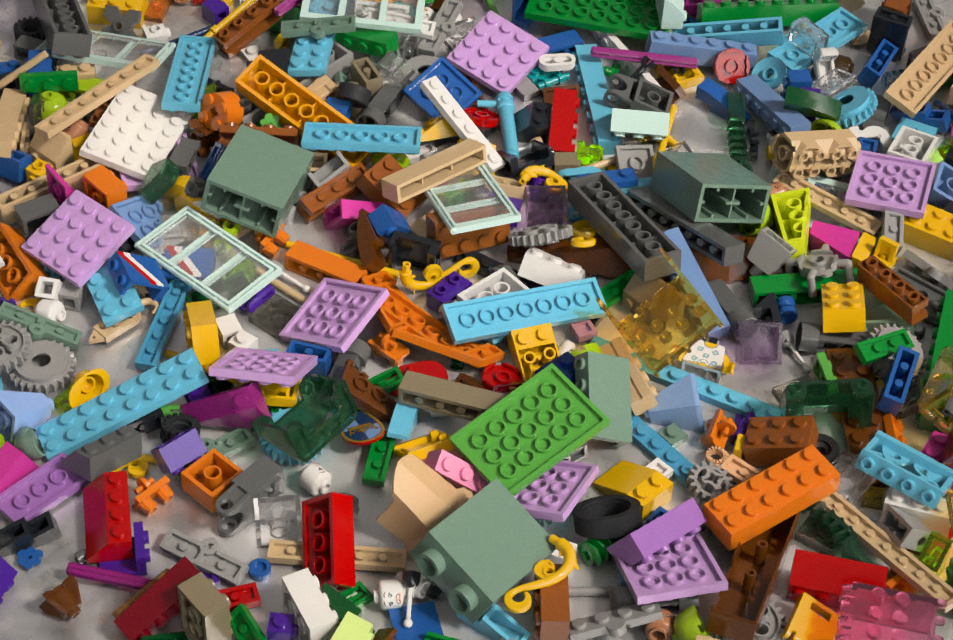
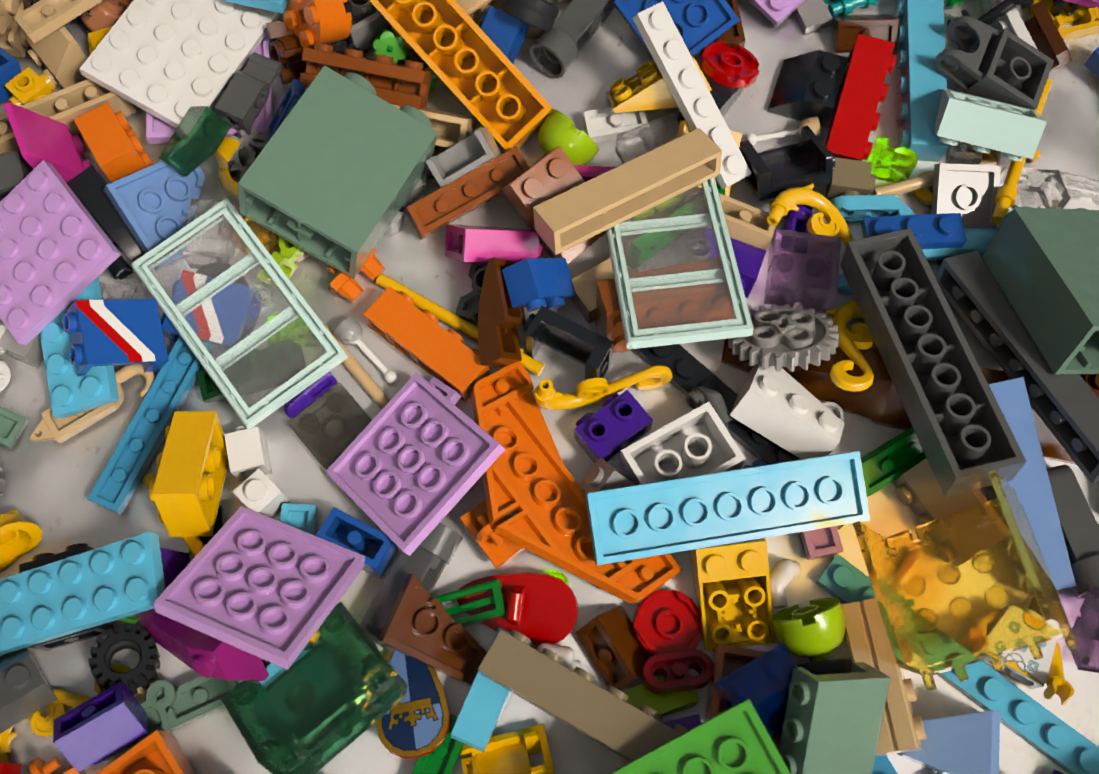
camera: 15 degrees right, 25 degrees up
(361, 137) = (523, 106): medium azure plate -> none
(505, 109) = (771, 52): medium azure cylinder -> none

